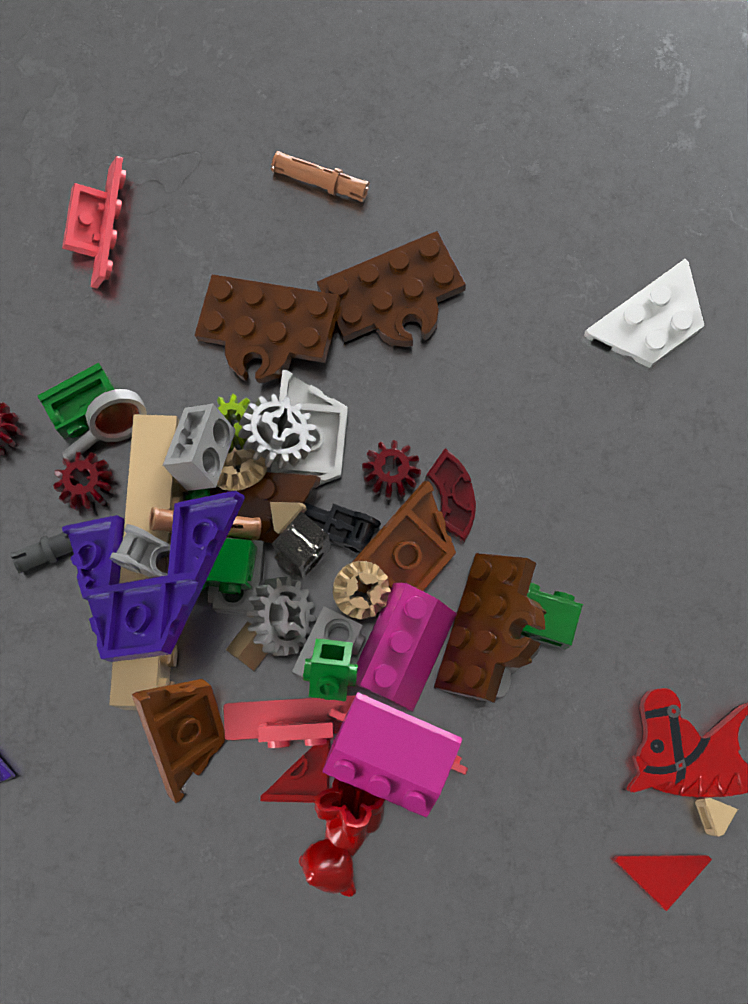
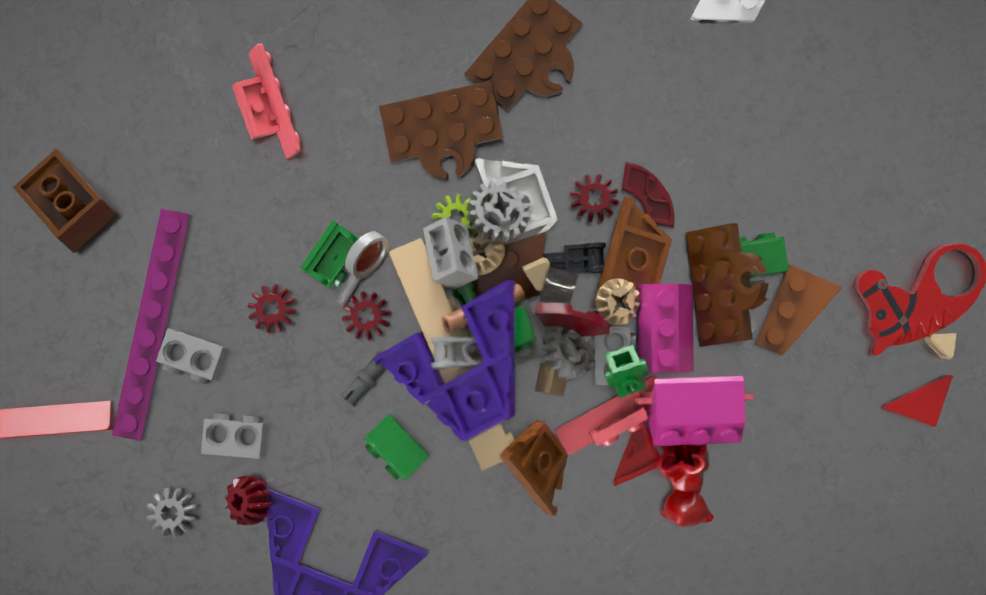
camera: 25 degrees left, 10 degrees up
(39, 639) = (396, 448): none -> green hinge
(288, 572) = (564, 316): none -> dark red tile
(559, 693) = (794, 308): none -> dark orange wing

